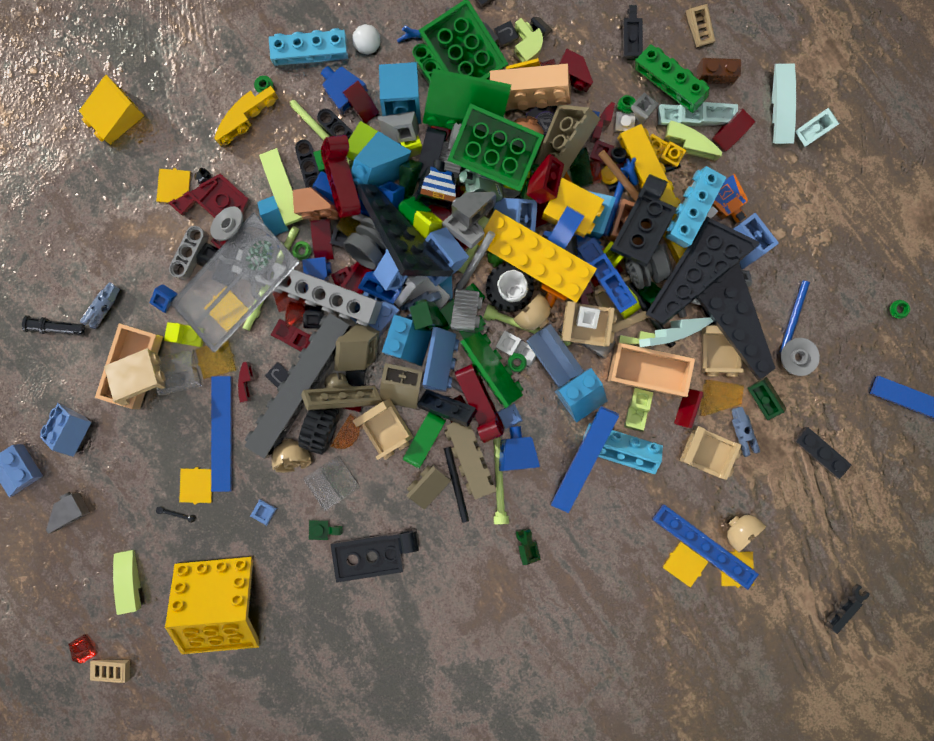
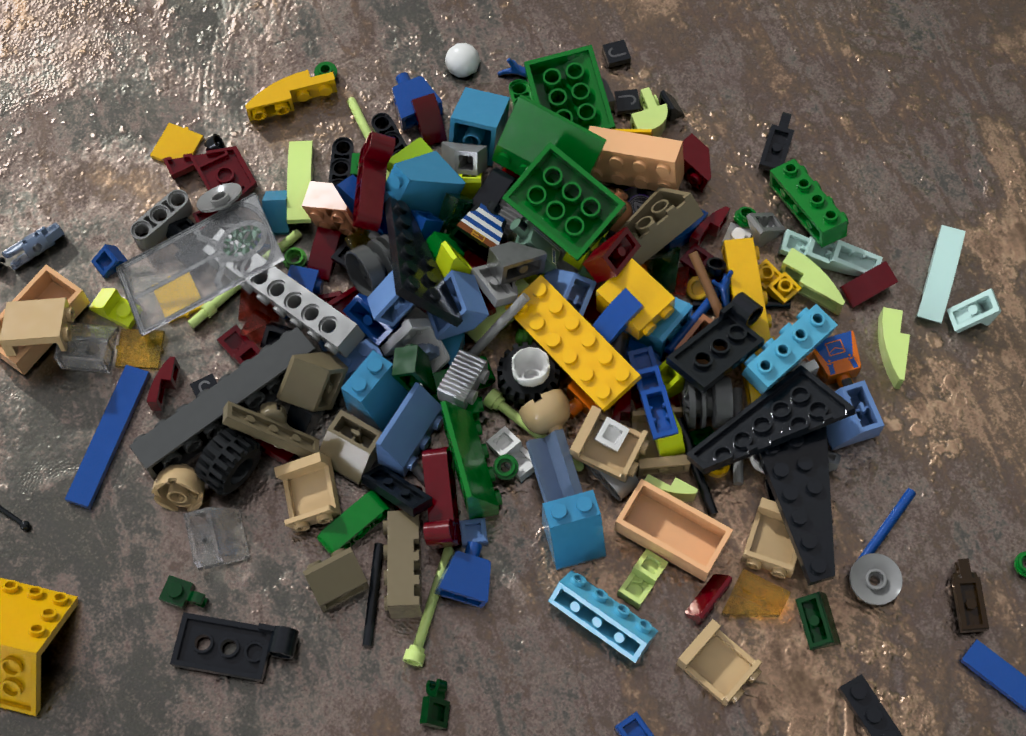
camera: 20 degrees right, 20 degrees down
(109, 111) = (141, 45): yellow slope -> none
(195, 485) = (48, 488): yellow piece -> none
(263, 512) = (117, 547): medium blue tile -> none
(308, 47) = (392, 48): medium azure brick -> none
(347, 435) = (260, 487): clear orange plate -> none
(585, 459) = (547, 609): blue tile -> none
(678, 330) = (725, 490): light aqua slope -> none
(692, 20) = (864, 142): tan slope -> none
(719, 70) = (870, 213): reddish brown brick -> none
(744, 431) = (773, 651): sand blue hinge -> none
(764, 173) = (893, 345): none -> yellowish green slope
(866, 348) = (969, 598): none -> dark brown hinge

